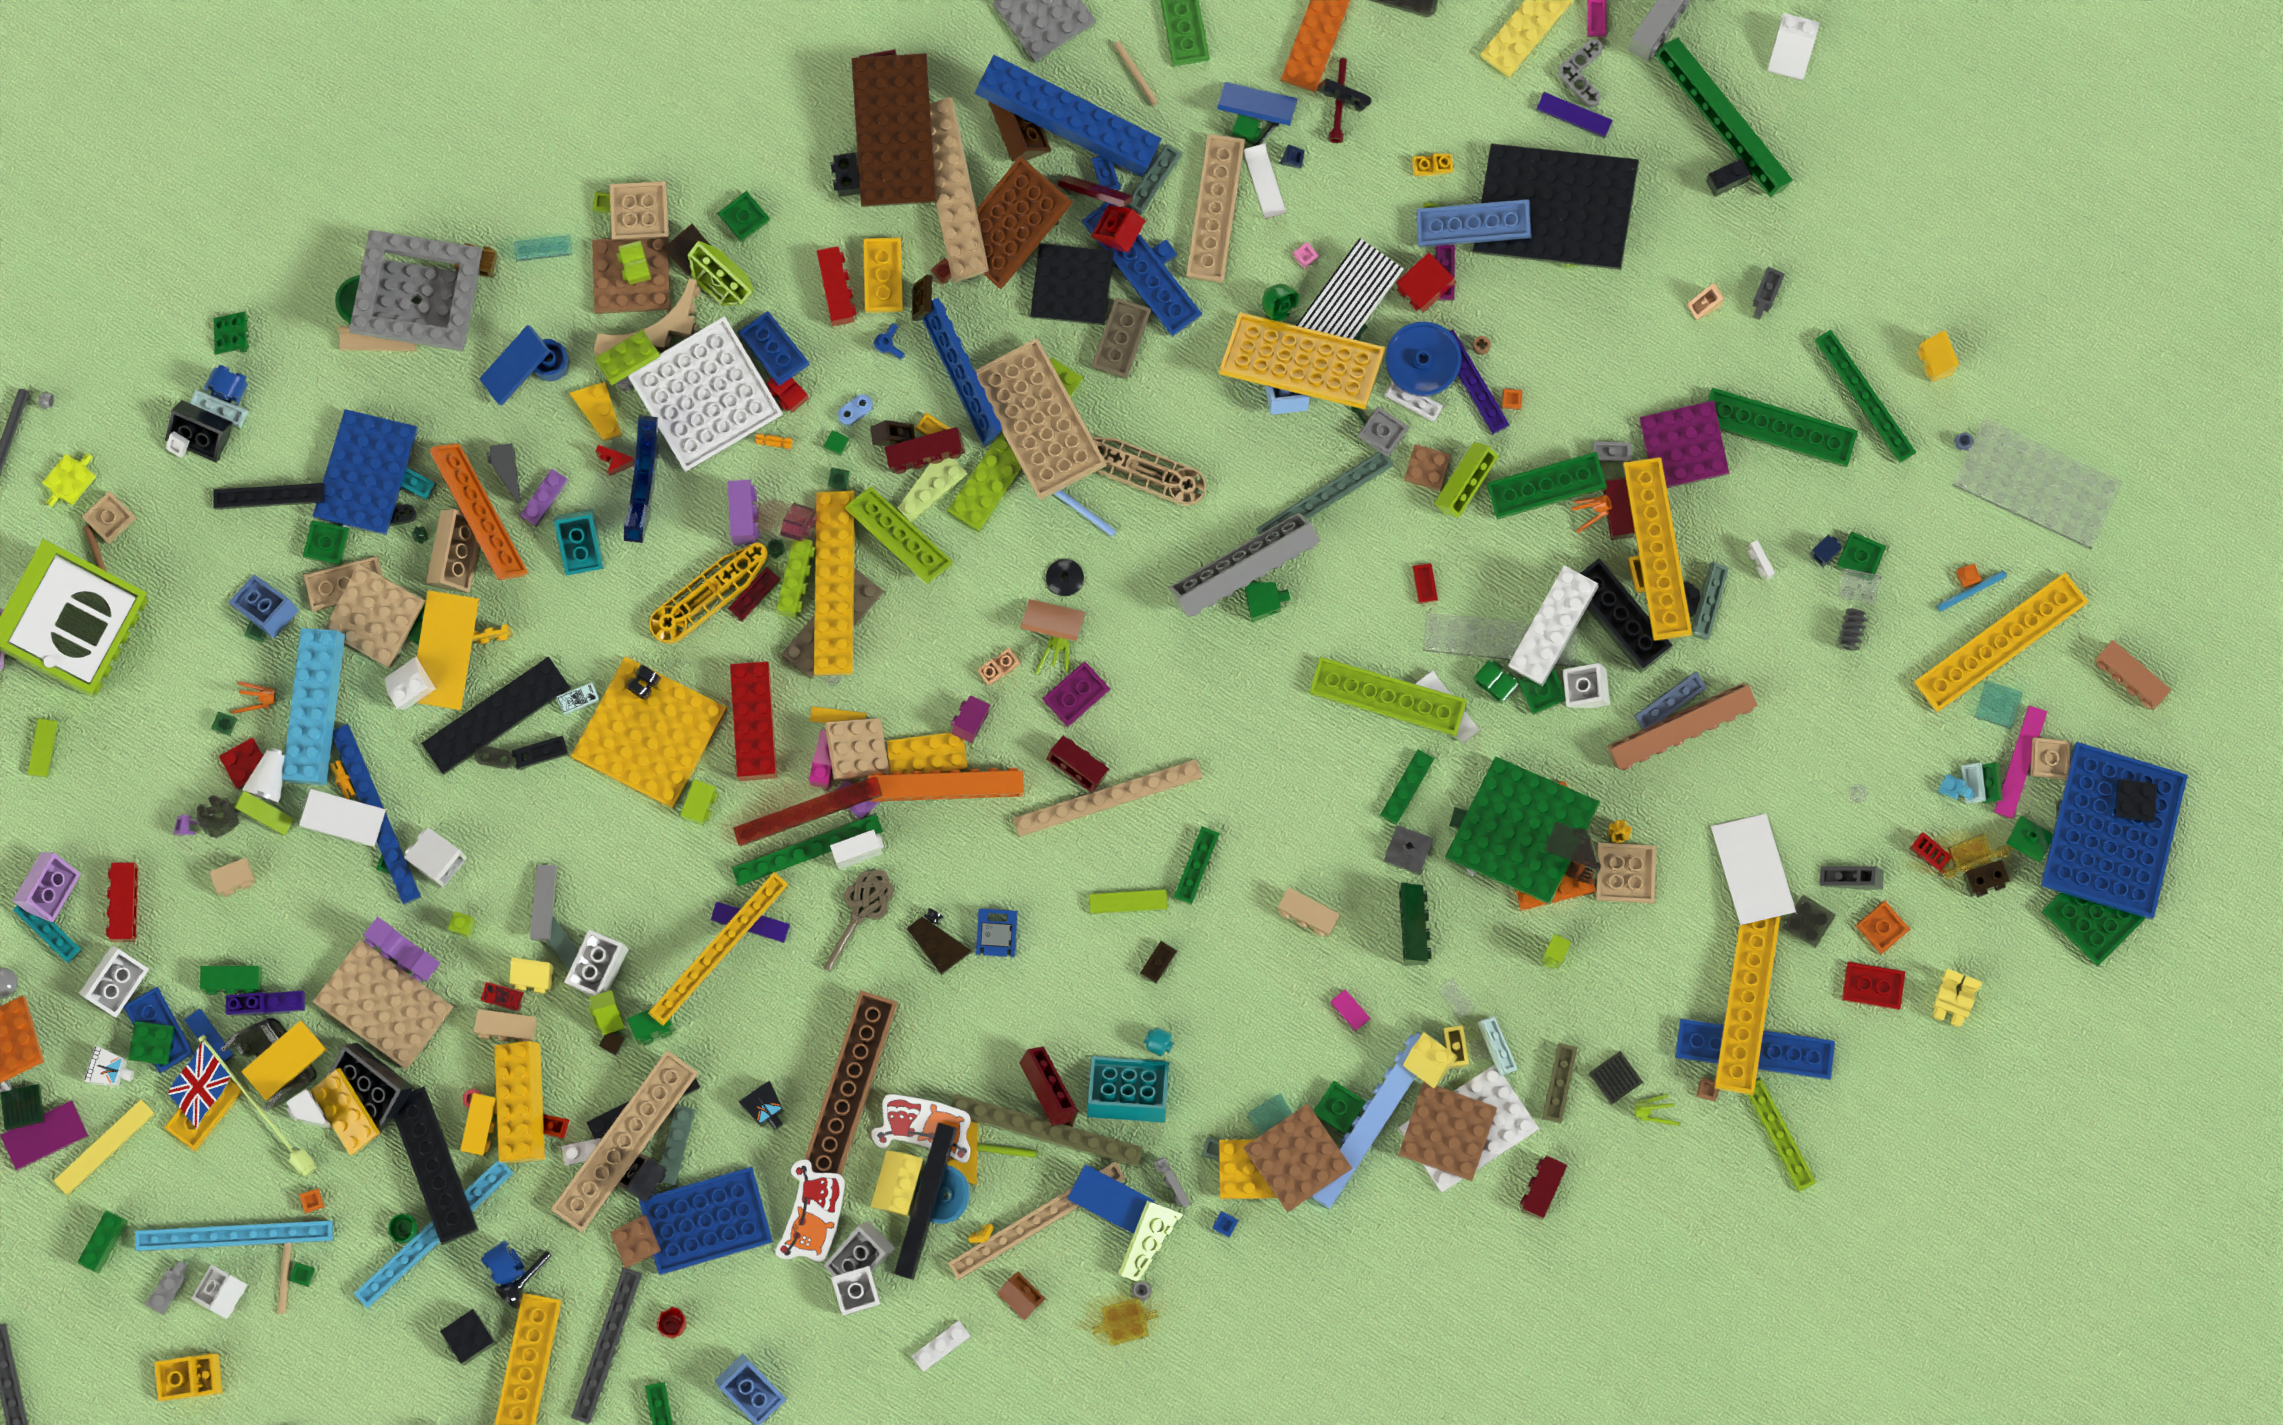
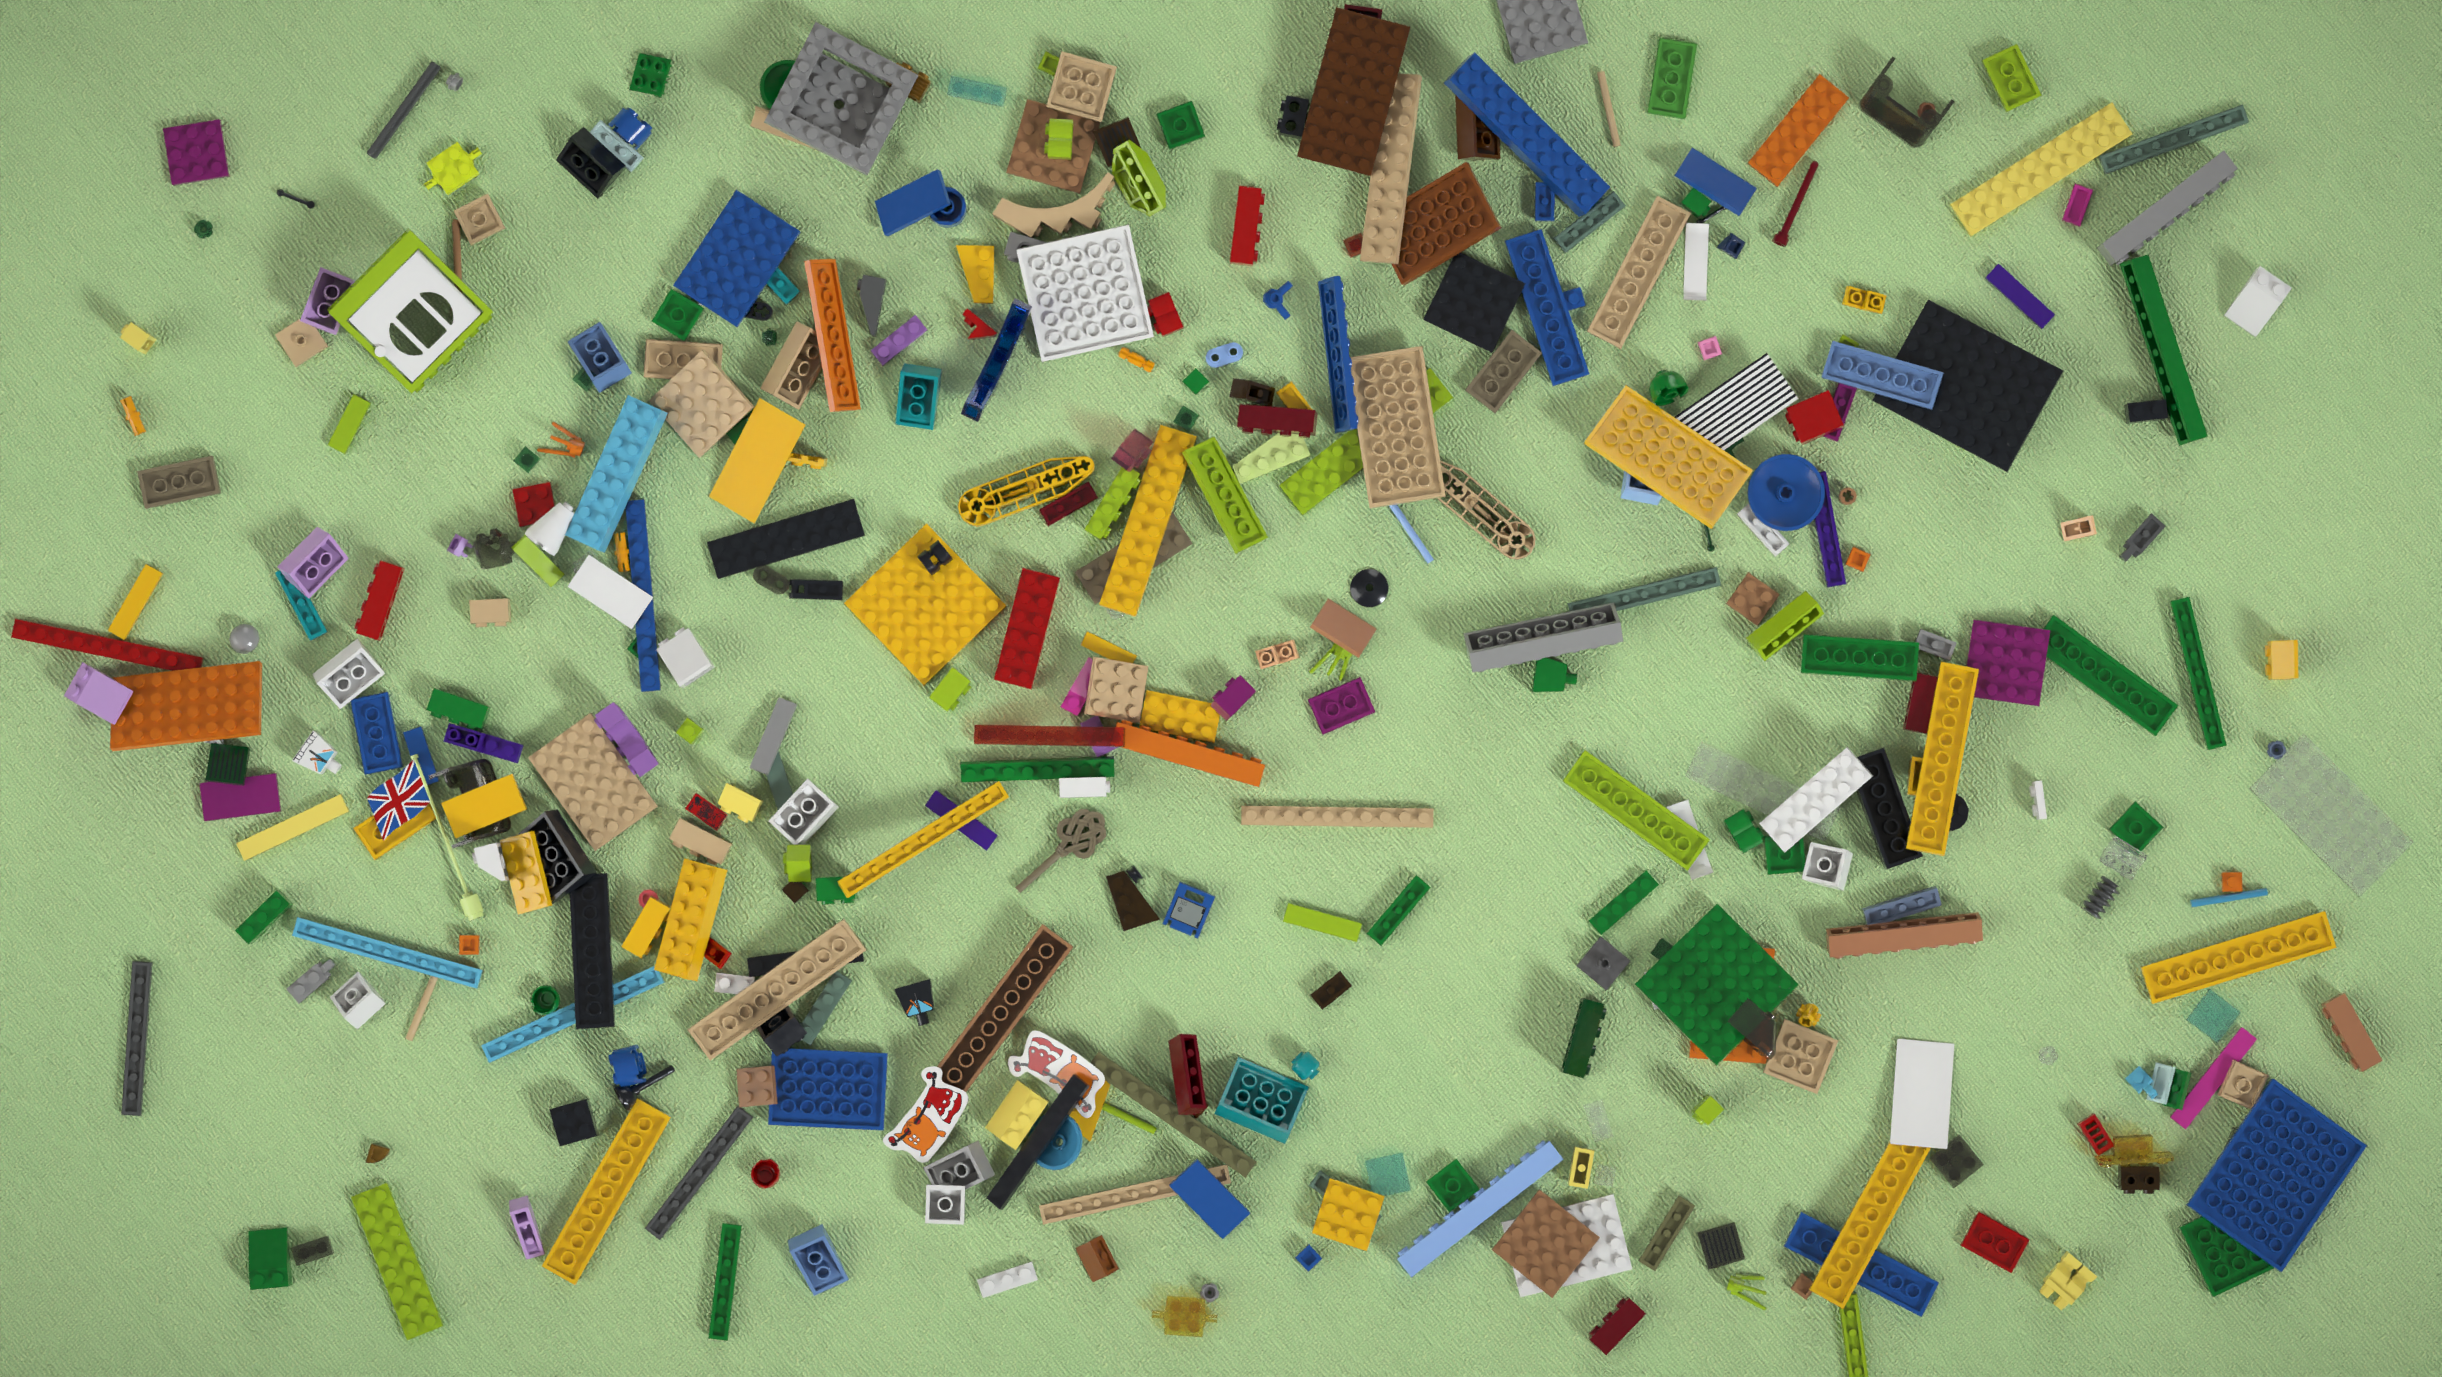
camera: 20 degrees right, 10 degrees up
(151, 1043) = (365, 745): green plate -> none
(177, 444) = (566, 169): white tile -> none
(188, 1377) = (305, 1070): yellow slope -> none
(269, 496) = (637, 251): black tile -> none
(302, 1274) = (439, 1010): green tile -> none
(408, 684) = (712, 481): white slope -> none
(578, 698) = (868, 549): light aqua tile -> none
(627, 357) = (1022, 233): lime plate -> none
(743, 512) = (1083, 422): medium lavender brick -> none
(773, 348) = (1166, 268): blue tile -> none
(780, 549) = (1098, 466): clear green plate -> none
(883, 275) = (1295, 230): yellow plate -> none
(922, 298) = (1324, 268): dark brown tile -> none
(982, 1235) = (1079, 1190): yellow tile -> none
(1077, 763) = (1319, 775): dark red brick -> none
(1095, 191) = (1528, 217): dark red tile -> none
(1118, 228) = (1537, 262): red slope -> none
(1150, 1232) = (1235, 1242): yellowish green wing -> none
(1172, 1182) = (1272, 1201): light grey hinge -> none
(1297, 1158) = (1396, 1221): medium nougat plate -> none
(1308, 913) = (1487, 992): tan brick -> none
(1344, 94) = (1803, 202): black plate -> none
(1350, 1010) = (1495, 1096): dark pink tile -> none
(1382, 431) = (1722, 550): light grey tile -> none
(1425, 583) = (1710, 711): red tile -> none
(1429, 1060) = (1551, 1173): light yellow slope -> none
(1497, 1046) = (1620, 1178): light aqua tile -> none
(1575, 69) = (2038, 250): light grey beam -> none
(1600, 504) = (1904, 696): orange plant -> none
(1709, 600) = (1975, 821): sand green tile -> none
(1826, 550) = (2104, 811): dark blue brick -> none
(1852, 877) = (2012, 1134): dark grey slope -> none
(1882, 927) = (2024, 1190): orange tile -> none
(2030, 839) = (2194, 1155): green plate -> none
(2136, 800) = (2307, 1155): black plate -> none

